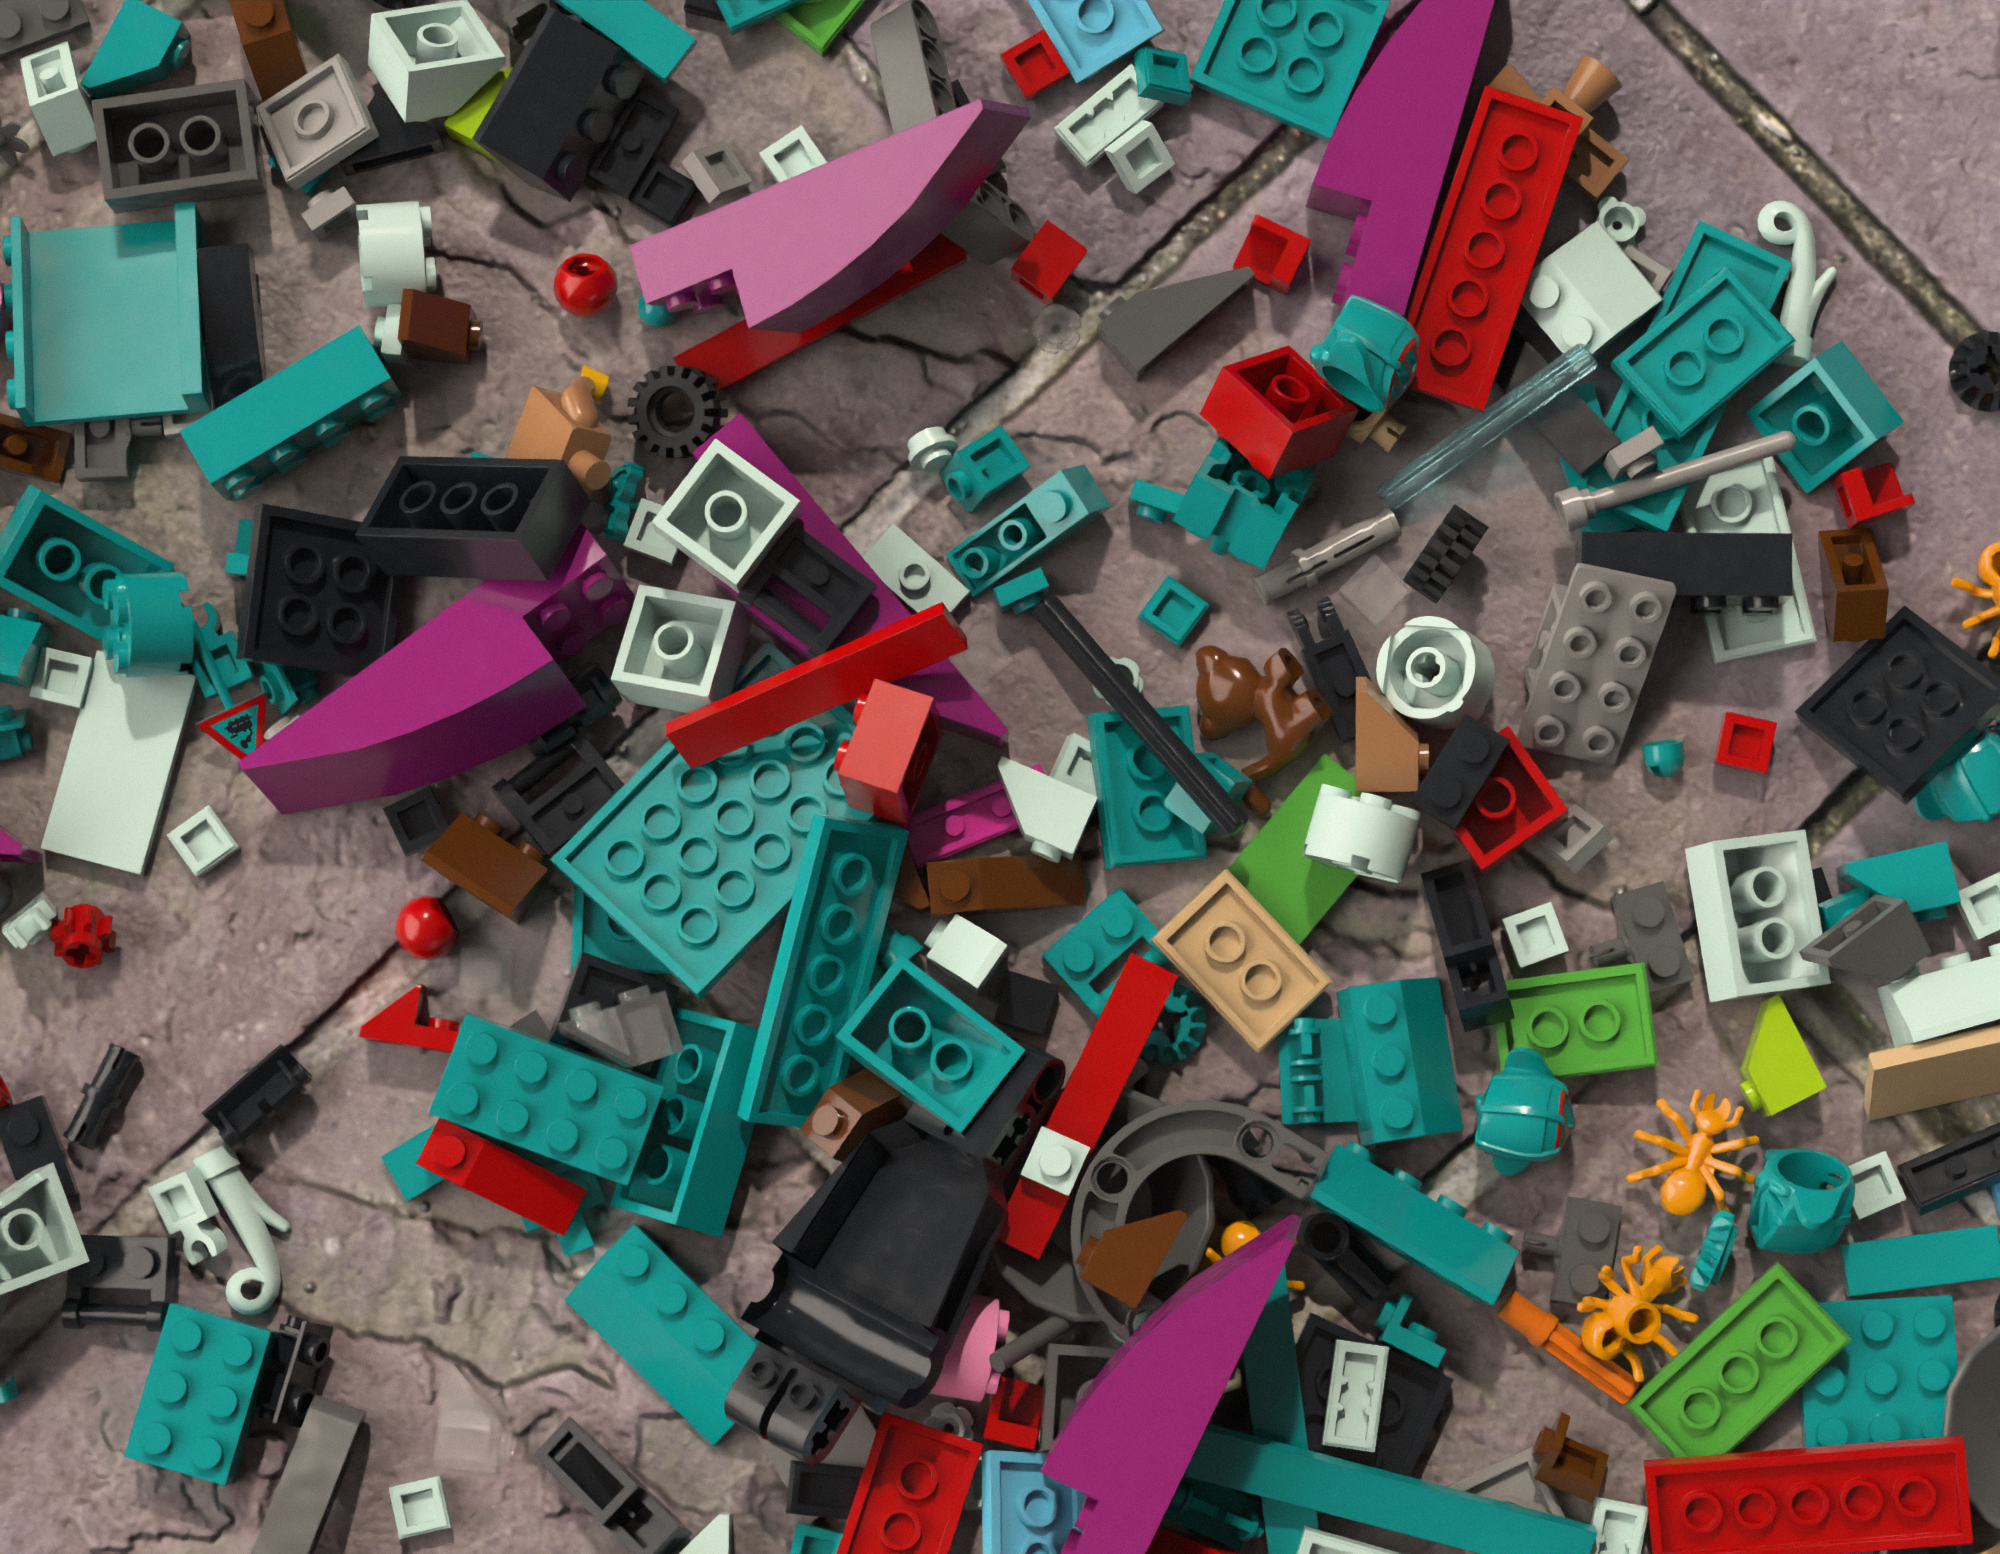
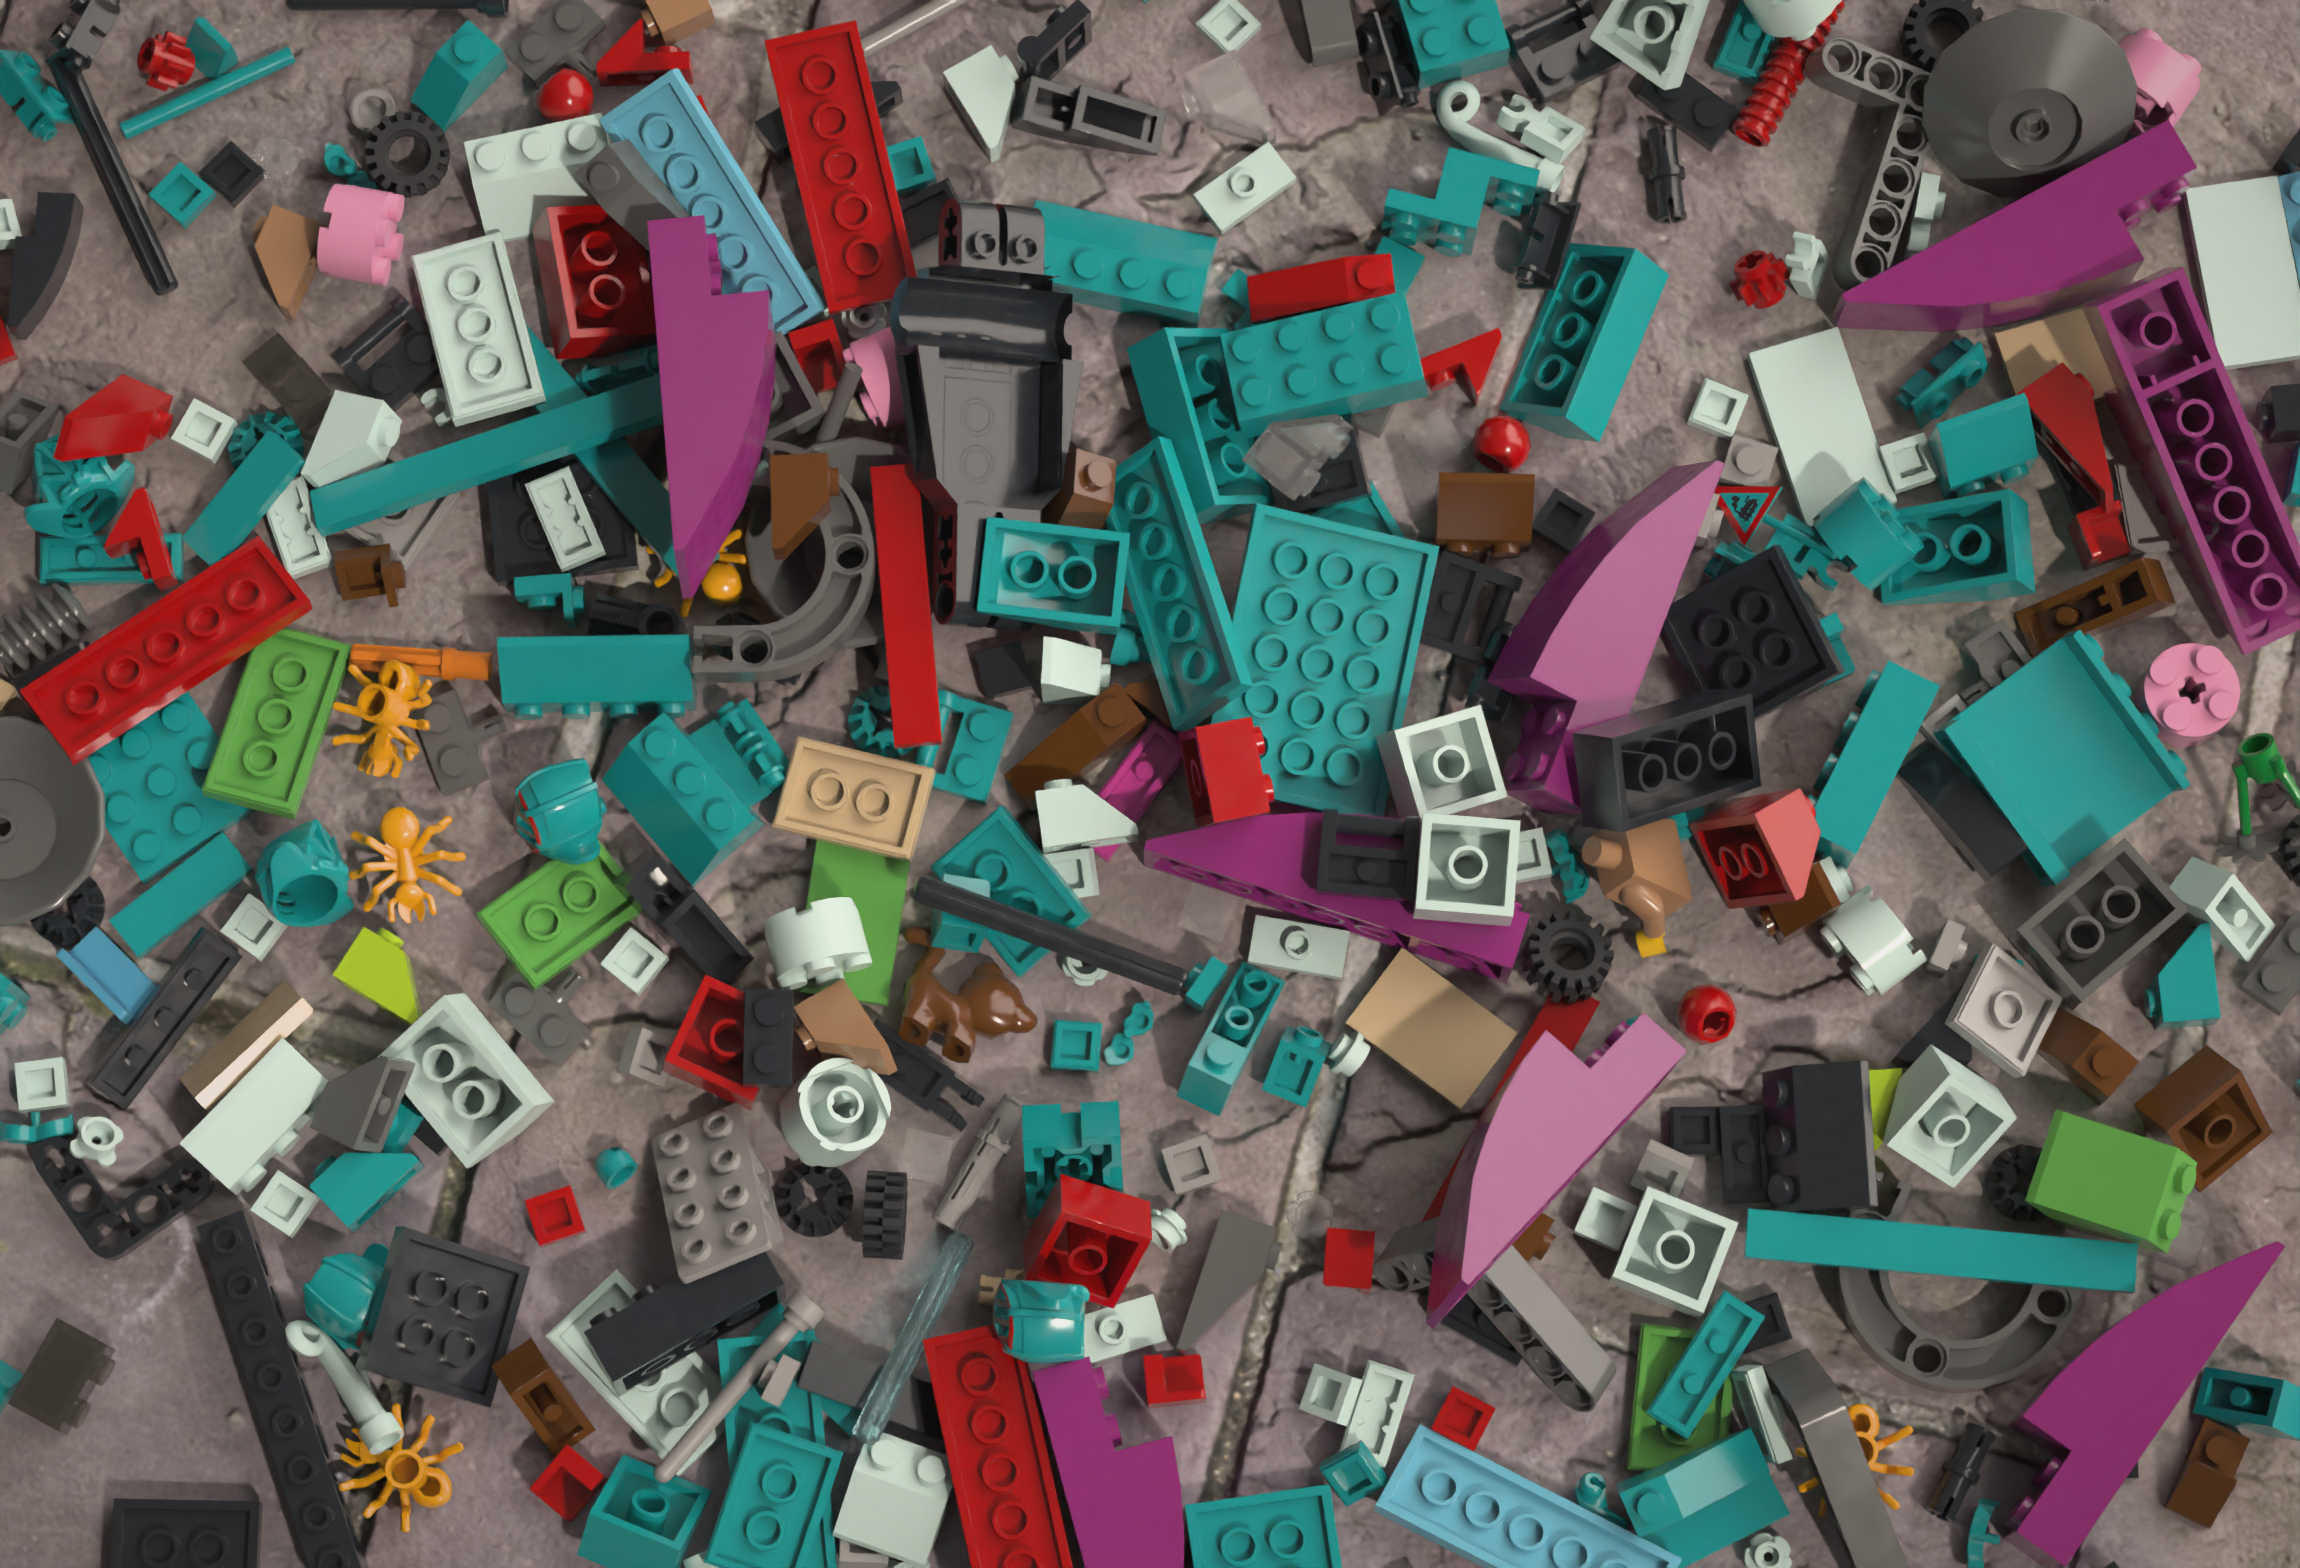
camera: 150 degrees right, 5 degrees down
(210, 771) = (1748, 462): none -> light grey plate
(285, 979) = (1585, 341): none -> teal slope
(316, 1180) = (1455, 213): none -> teal bracket
(438, 388) = (1760, 847): none -> red slope
(507, 1333) = (1244, 188): none -> light aqua plate
(755, 89) = (1673, 1252): none -> light aqua brick
(816, 685) = (1314, 788): red tile -> none
(841, 429) = (1431, 1029): none -> tan tile
(1055, 1161) = (902, 545): light aqua plate -> none
(1106, 598) = (1135, 1025): none -> teal piece
(1137, 436) = (1191, 1165): none -> light grey plate
(1154, 502) = (1143, 1119): teal plate -> none
(1193, 392) = (1167, 1229): none -> light aqua plate
(1281, 324) = (1122, 1329): none -> light aqua plate
(1514, 599) = (809, 1221): none -> black gear
(1714, 1251) = (349, 797): teal gear -> none

